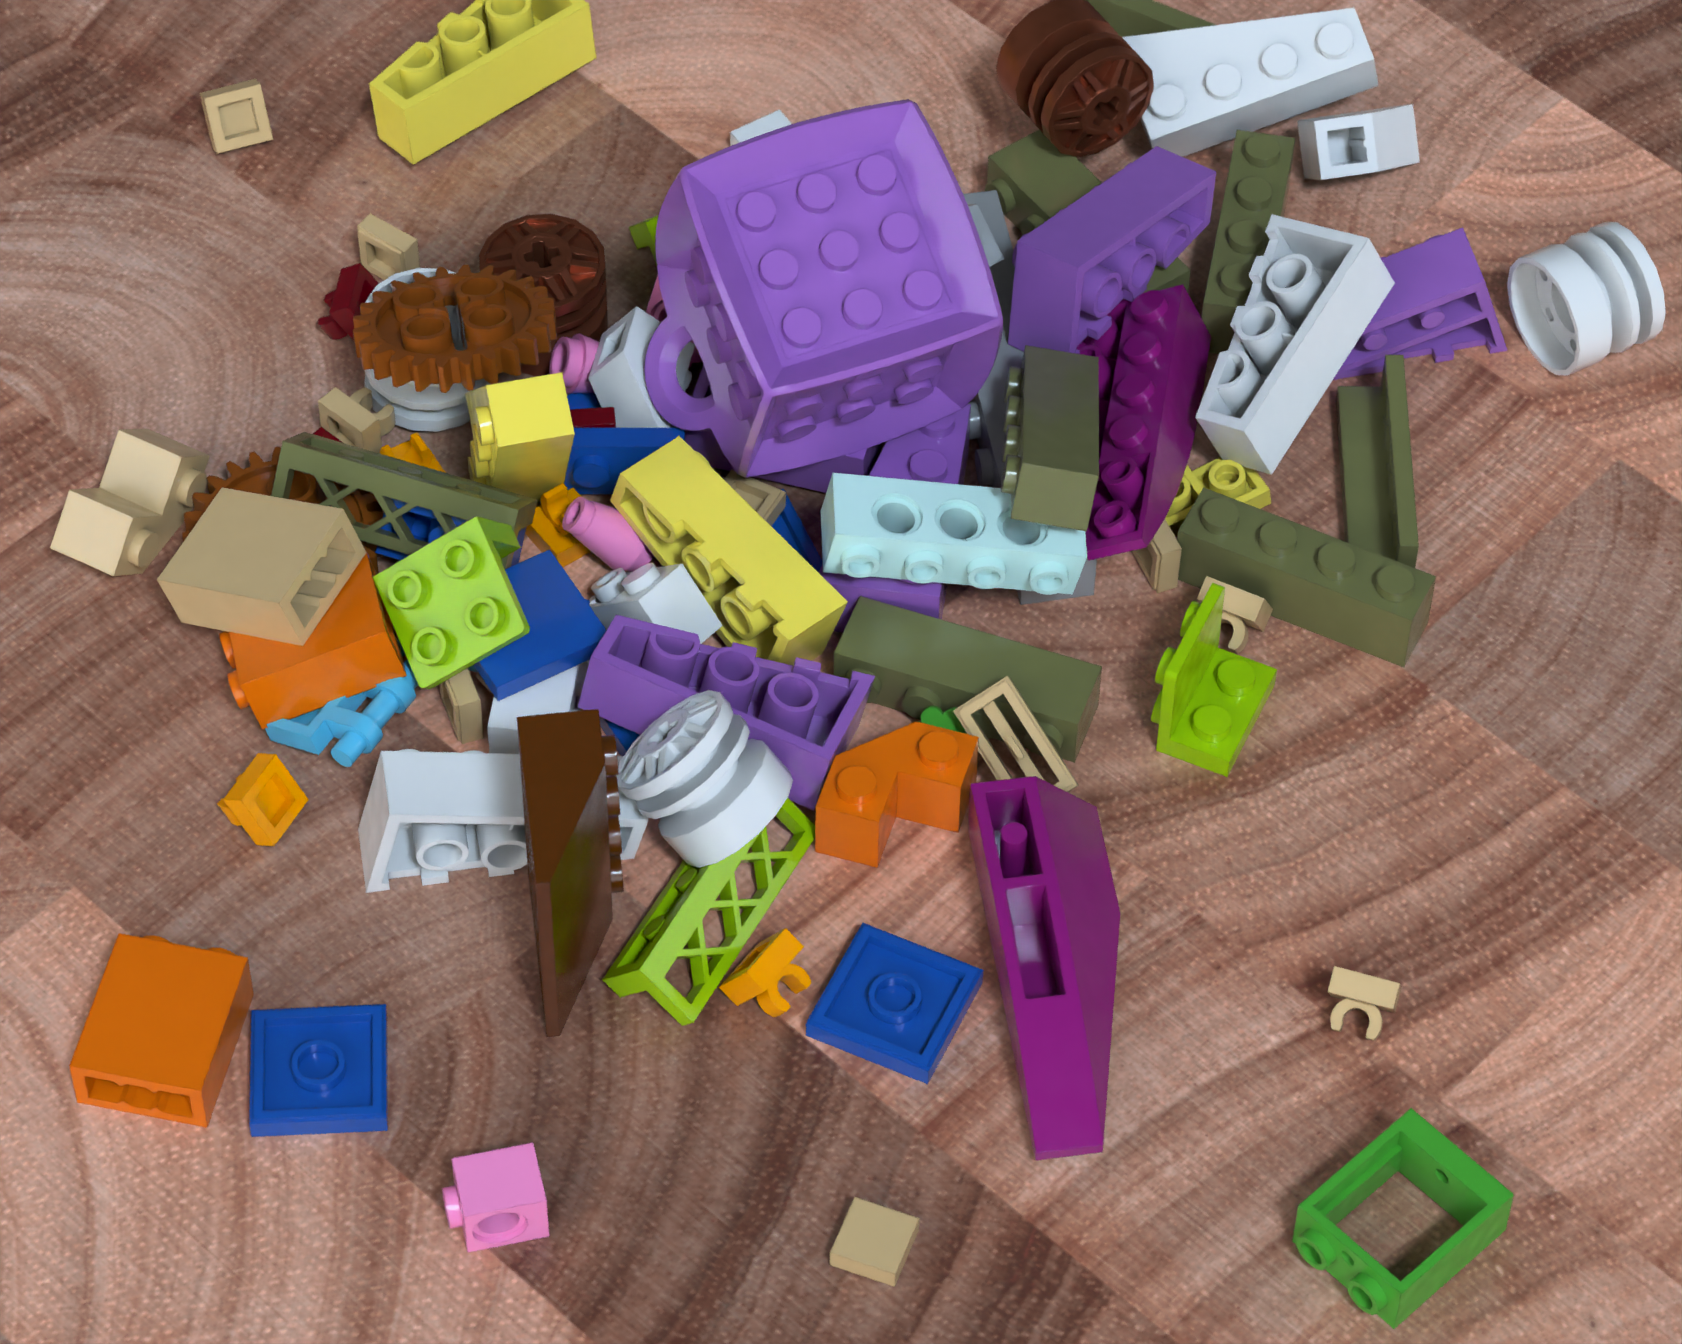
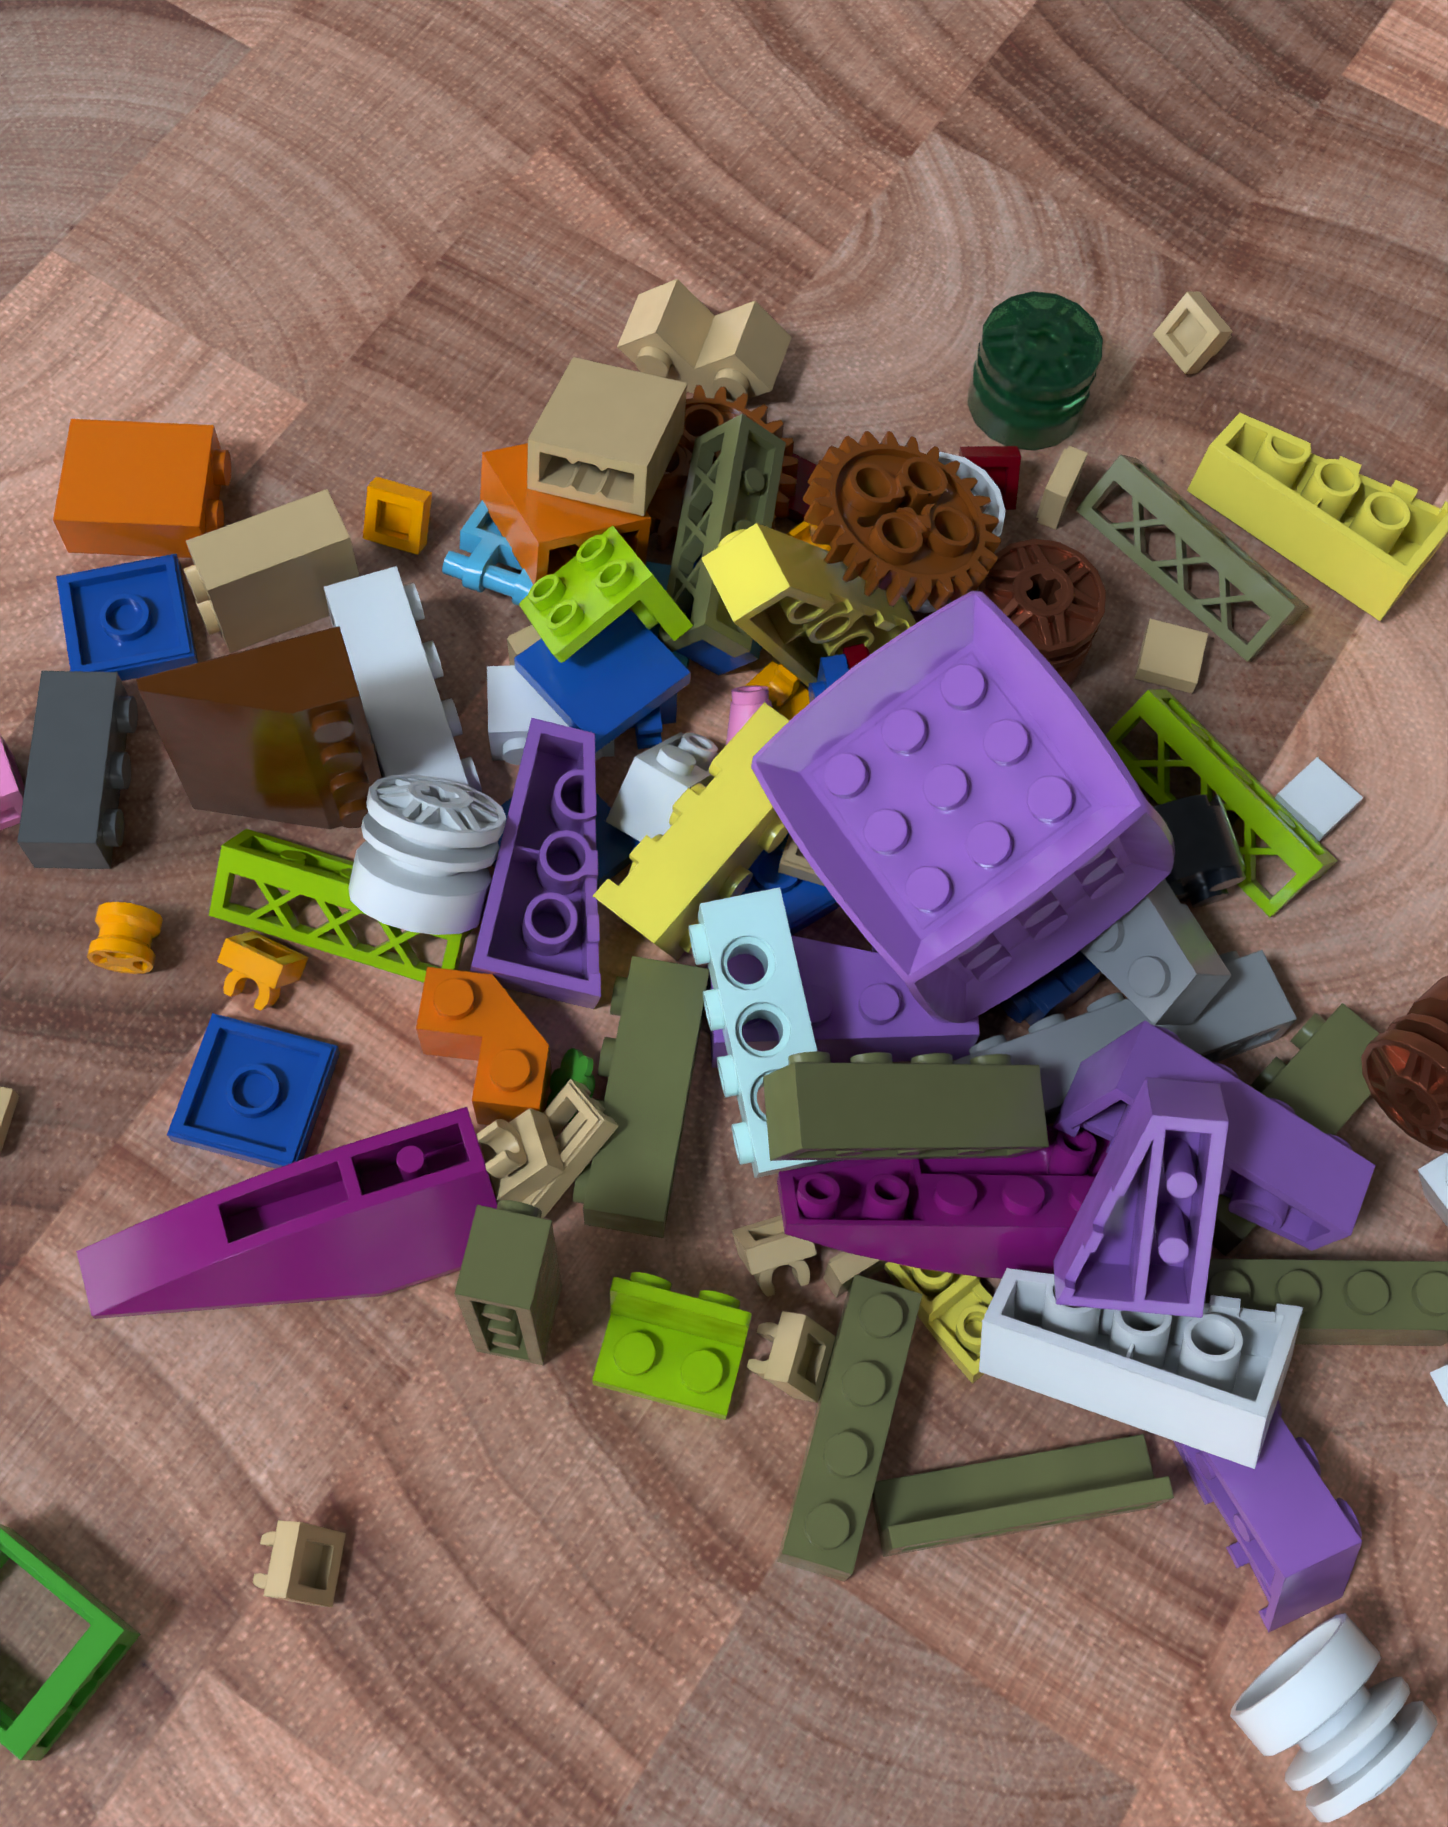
camera: 75 degrees right, 15 degrees up
(256, 239) = (1034, 370): none -> clear green wheel
(326, 892) = (270, 570): none -> tan brick
(480, 1104) = (77, 770): none -> dark grey brick
(495, 150) = (1206, 540): none -> olive fence
(598, 211) = (1171, 656): none -> tan tile
(710, 1084) = (125, 938): none -> light orange wheel
(1019, 755) = (520, 1155): none -> tan tile
(1130, 607) = (766, 1247): none -> tan tile
(1161, 743) = (510, 1281): none -> olive brick
(1179, 273) = (1151, 1208): none -> medium lavender wedge

